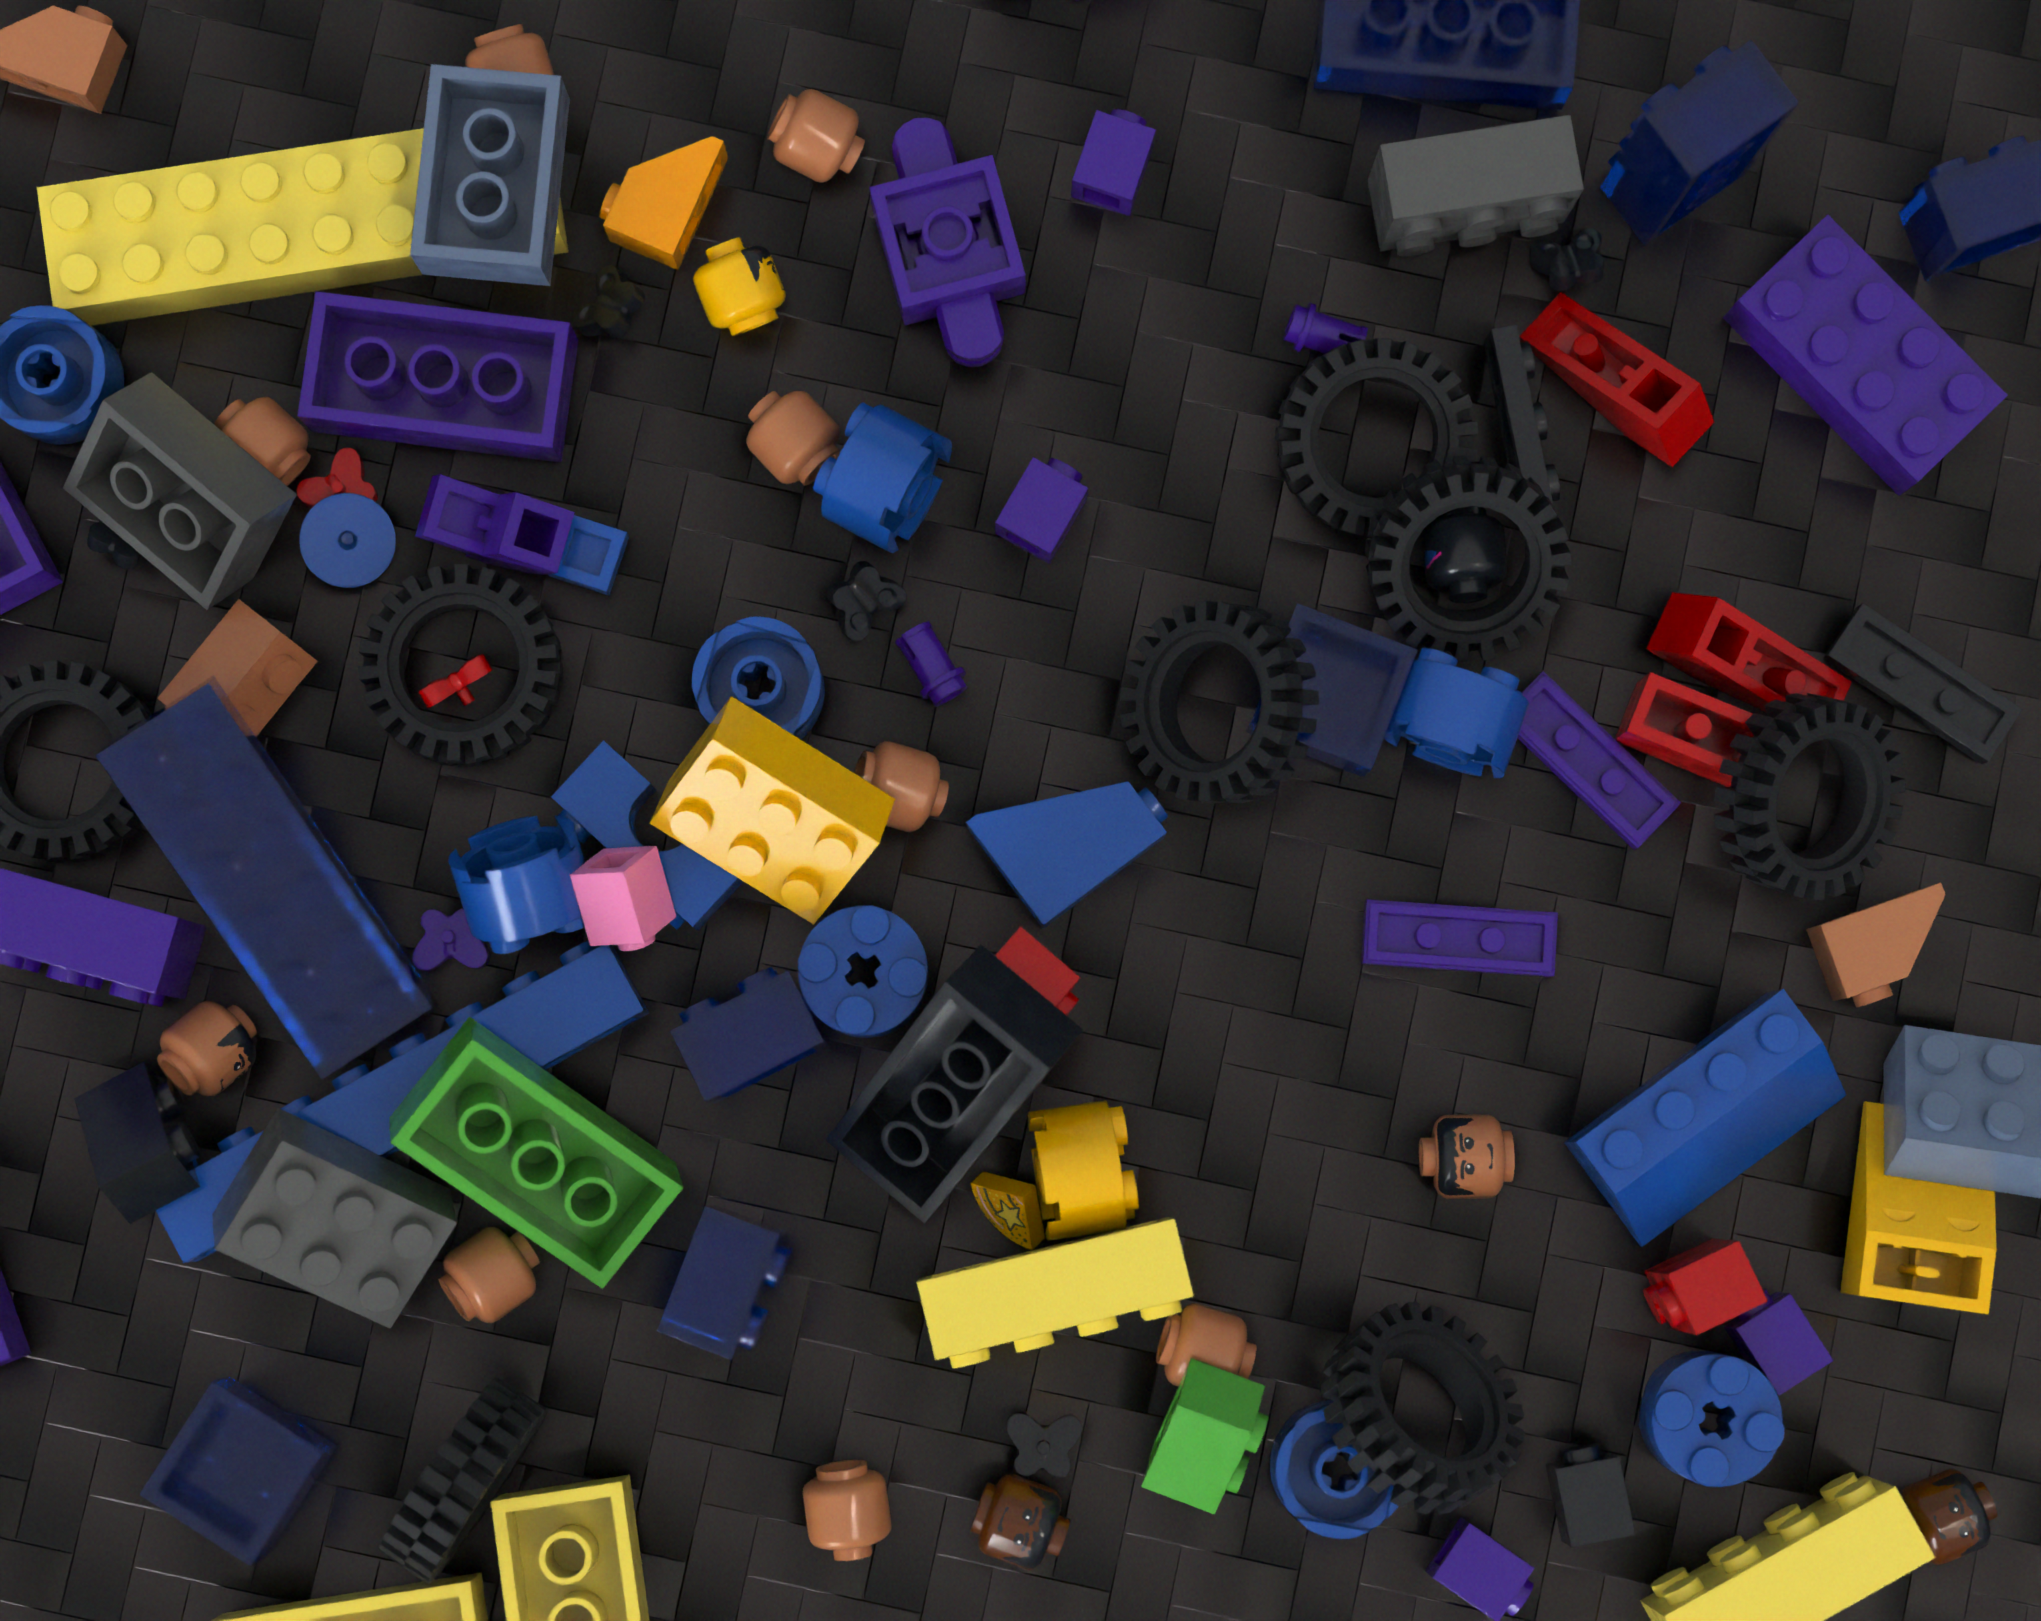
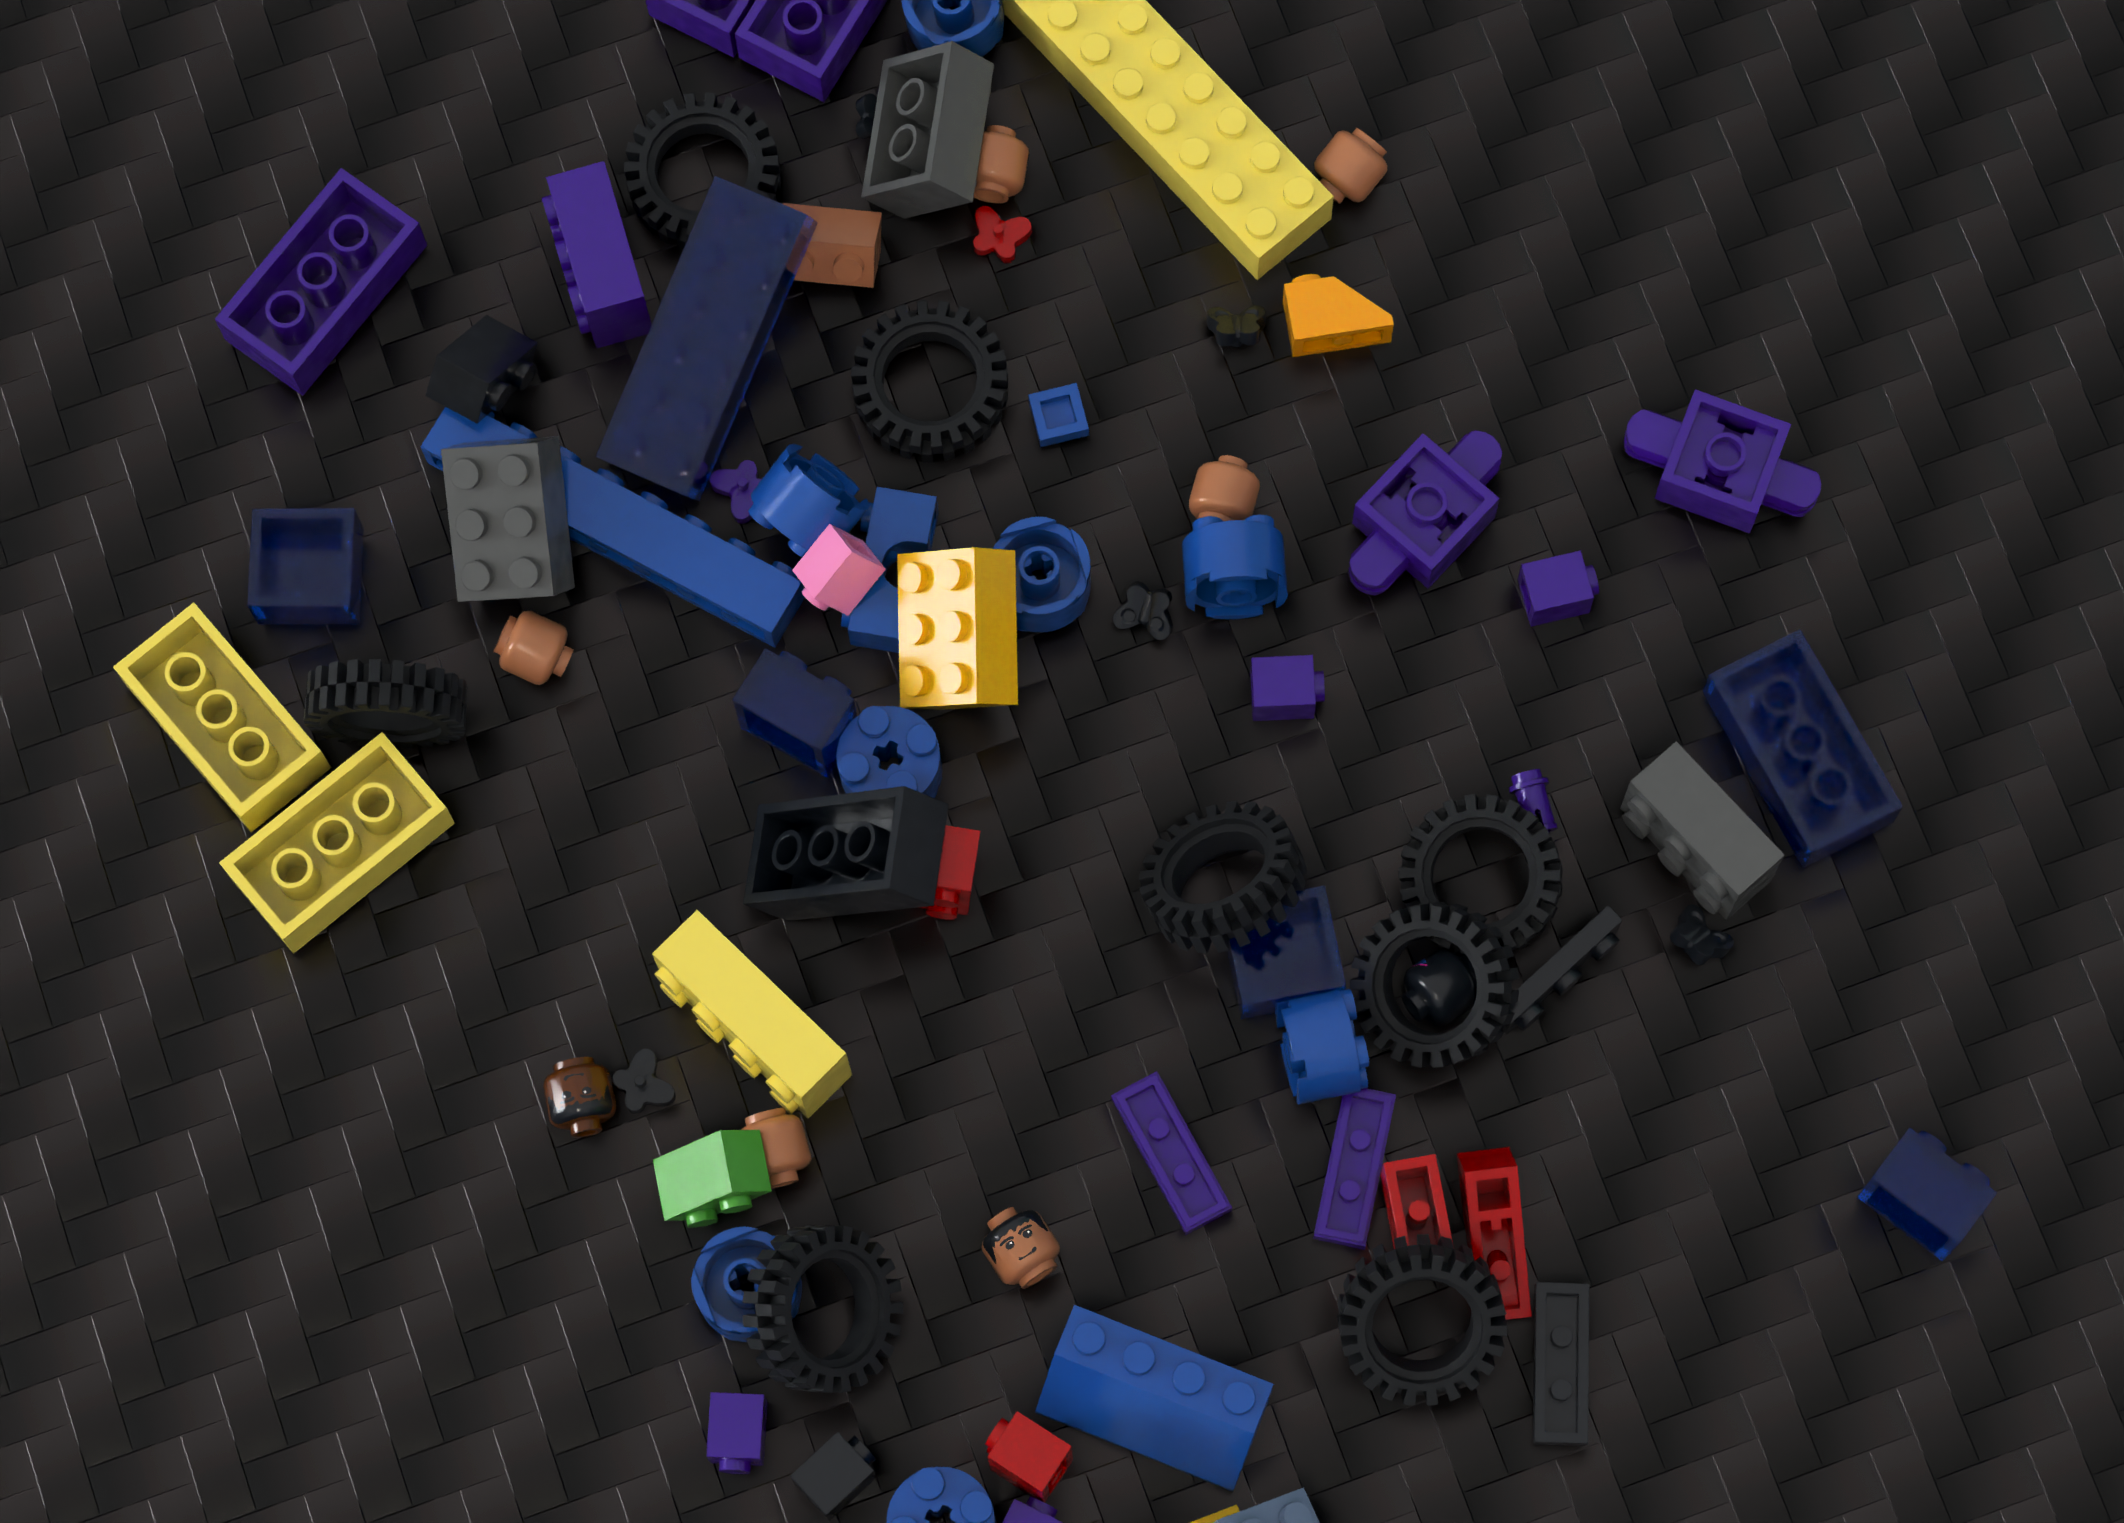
camera: 65 degrees right, 10 degrees down
(207, 1048) = (572, 377): nougat head -> none
(347, 540) = (967, 258): blue piece -> none
(438, 376) = (1113, 246): dark purple brick -> none
(456, 682) = (915, 383): red piece -> none
(490, 175) = (1261, 185): sand blue brick -> none
(494, 527) = (1035, 340): dark purple brick -> none
(535, 1153) = (631, 619): bright green brick -> none
(724, 1282) = (621, 796): clear blue piece -> none
(739, 286) = (1304, 399): yellow head -> none
(815, 135) = (1441, 384): nougat head -> none
(847, 1509) = (518, 974): nougat head -> none
(908, 777) = (1037, 714): nougat head -> none
(931, 664) = (1124, 692): dark purple pin -> none
(1010, 1207) = (791, 959): yellow tile -> none
(1069, 843) = (1064, 846): blue slope -> none
(1081, 1169) = (845, 982): yellow brick -> none
(1621, 379) = (1636, 1020): red slope -> none
(1696, 139) = (1823, 950): clear blue brick -> none
(1864, 356) = (1767, 1178): dark purple brick -> none
(1875, 945) = (1352, 1440): nougat slope -> none

